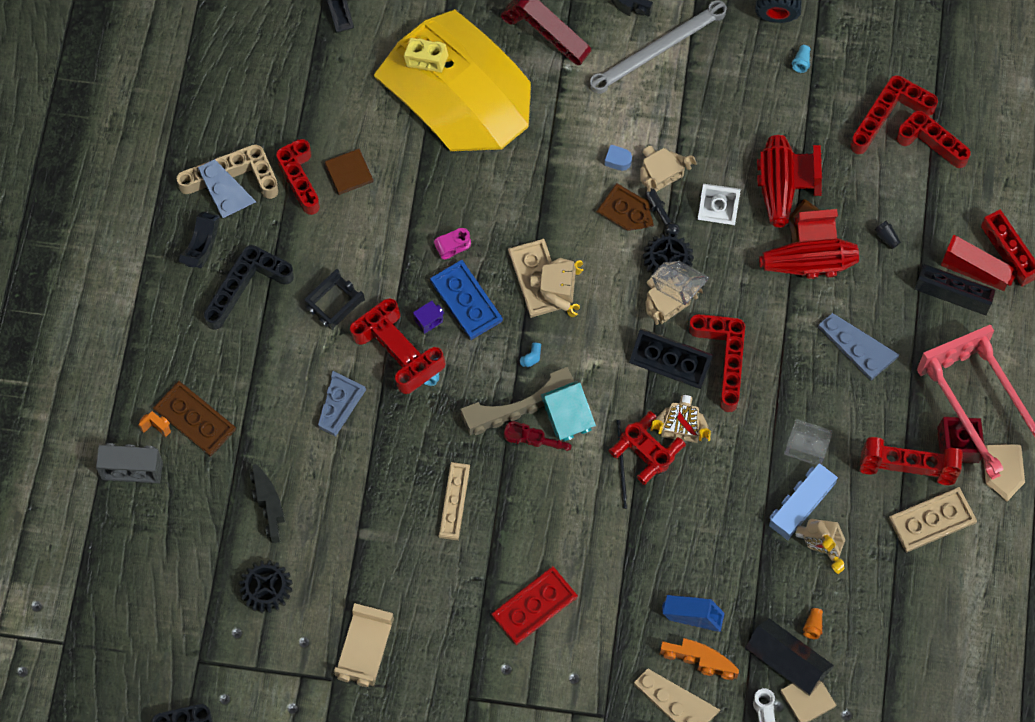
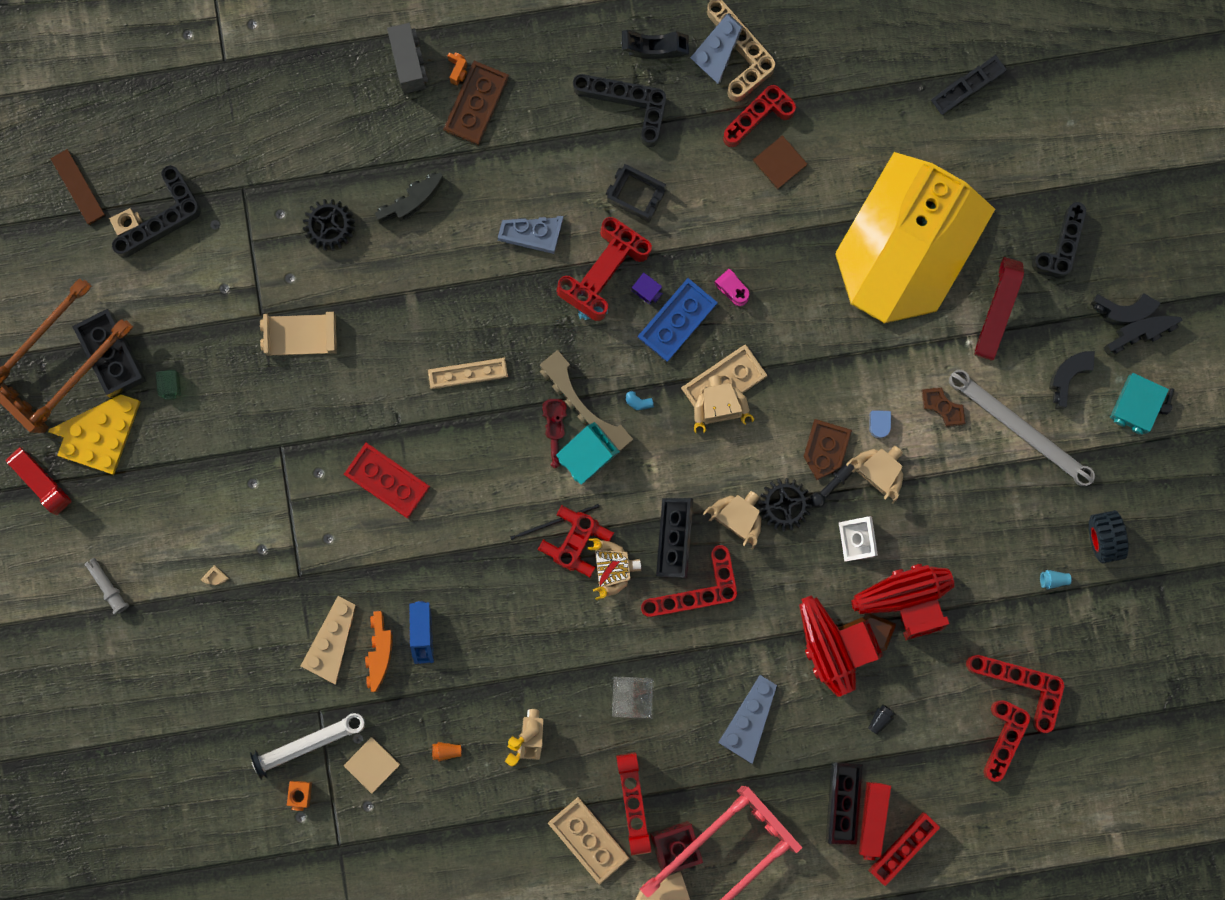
camera: 75 degrees right, 15 degrees up
(426, 55) = (915, 194): light yellow brick -> none
(612, 107) = (950, 412): none -> reddish brown tile
(678, 281) = (755, 522): clear slope -> none
(788, 656) = (406, 736): black slope -> none
(803, 501) = (566, 708): light blue brick -> none

